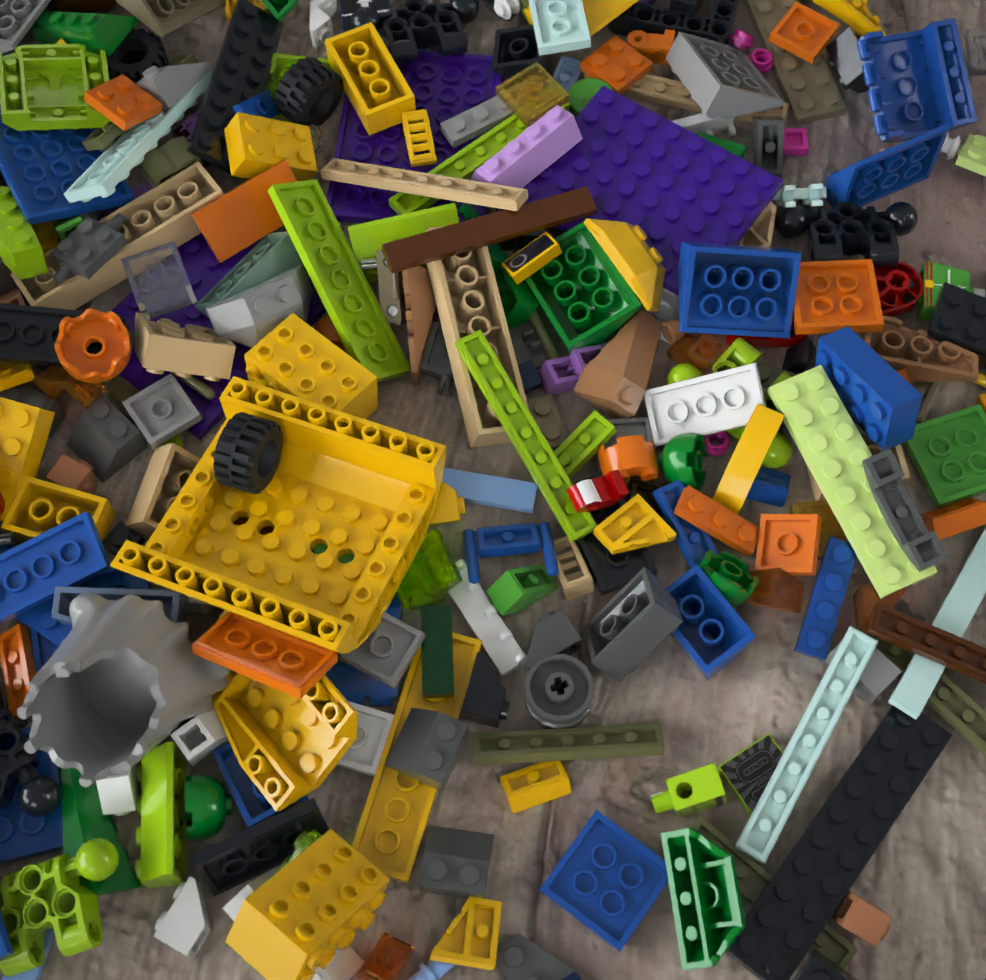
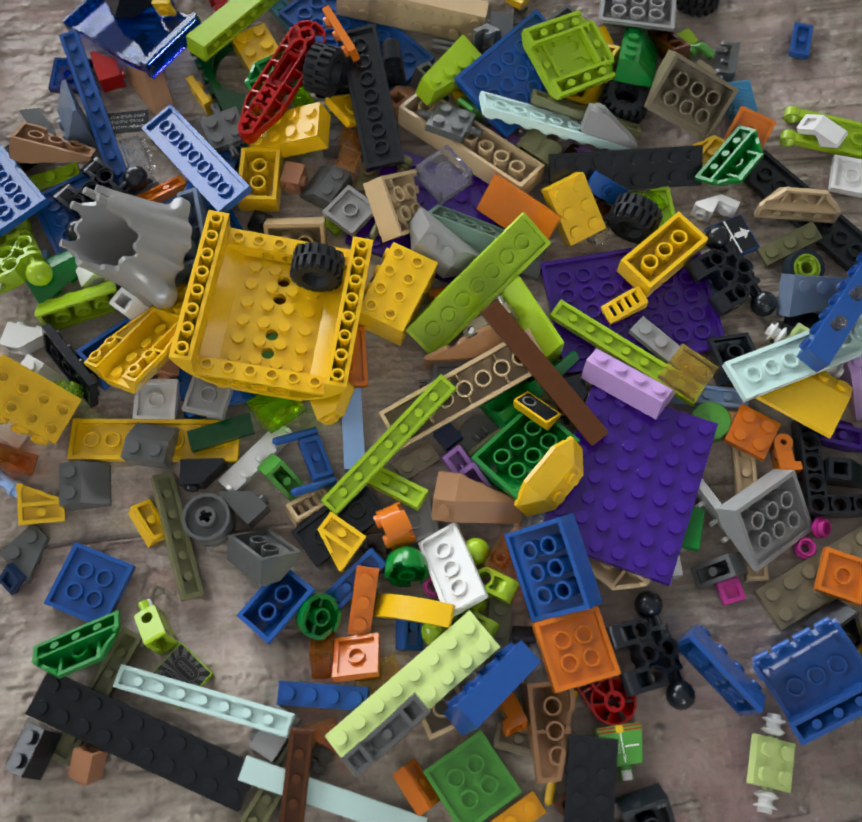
camera: 75 degrees right, 5 degrees up
(92, 327) = (370, 137): orange plate -> none
(123, 102) = (568, 99): orange plate -> none
(205, 806) = (89, 322): green cylinder -> none
(265, 654) = (161, 318): orange tile -> none
(425, 184) = (574, 320): tan tile -> none
(598, 492) = (356, 506): red leg -> none
(809, 196) = (679, 613): light aqua plate -> none

